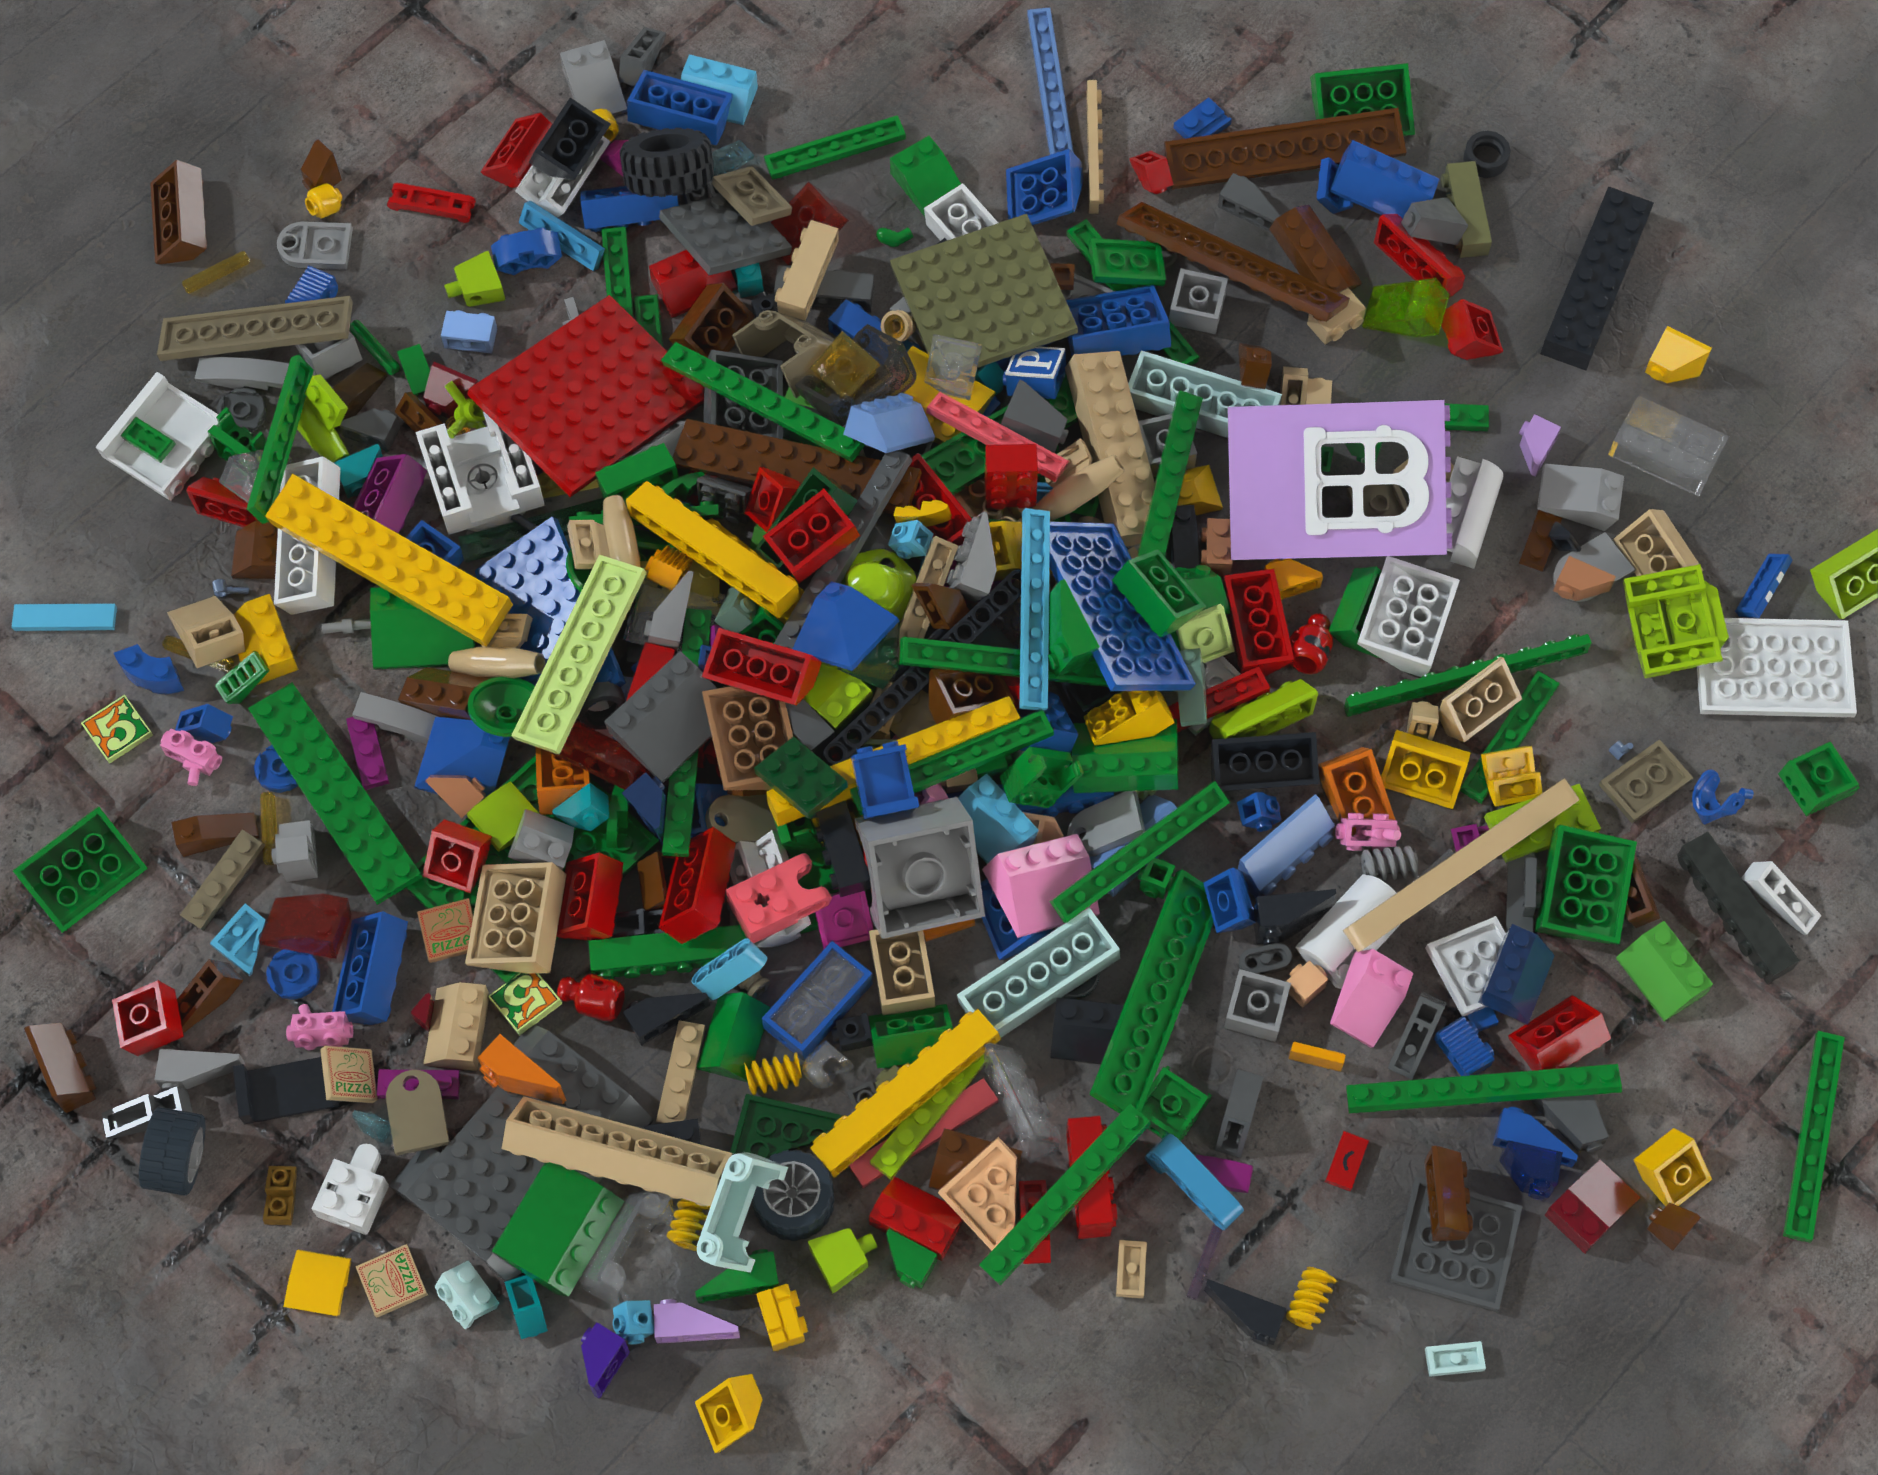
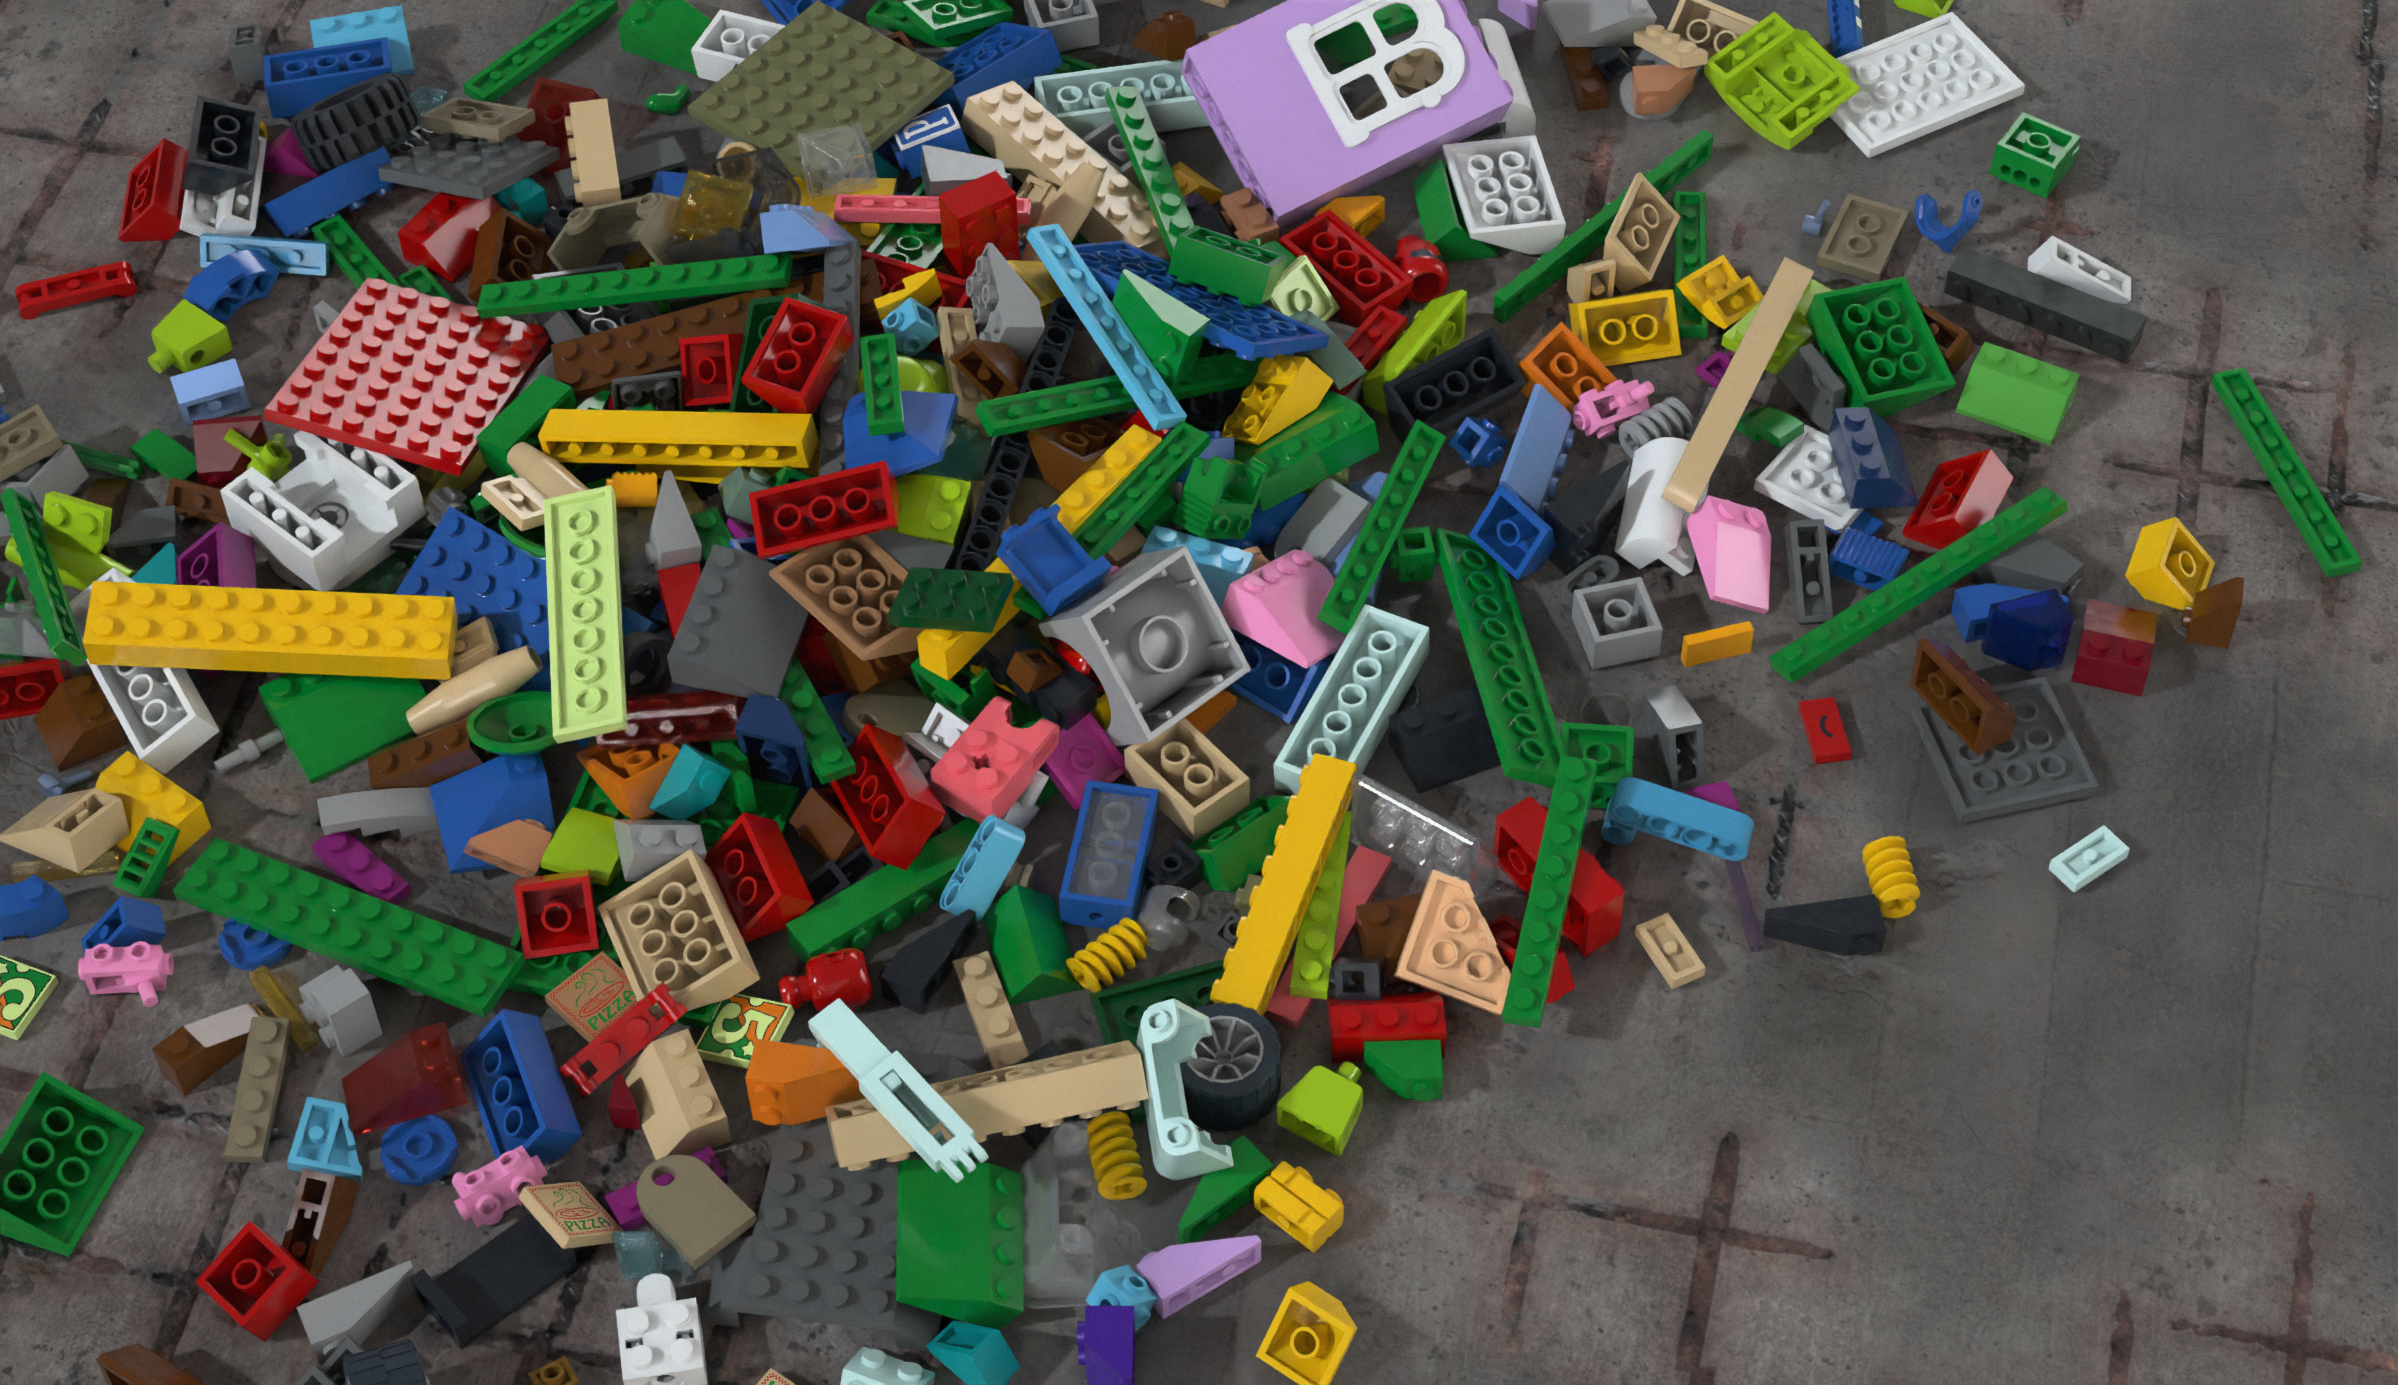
camera: 30 degrees left, 15 degrees down
(444, 970) = (623, 1039): none -> red plate
(554, 1124) = (898, 1091): none -> light aqua hinge
(558, 507) = (441, 499): none -> light grey gear
(593, 78) = (195, 75): light grey slope -> none
(836, 847) = (1032, 669): none -> reddish brown slope
(849, 588) = (882, 384): none -> green plate
(917, 1180) = (1349, 988): none -> black brick
(1306, 982) = (1657, 575): light nougat brick -> none
(1471, 903) = (1770, 424): none -> green slope
(1610, 551) = (1670, 47): none -> tan plate

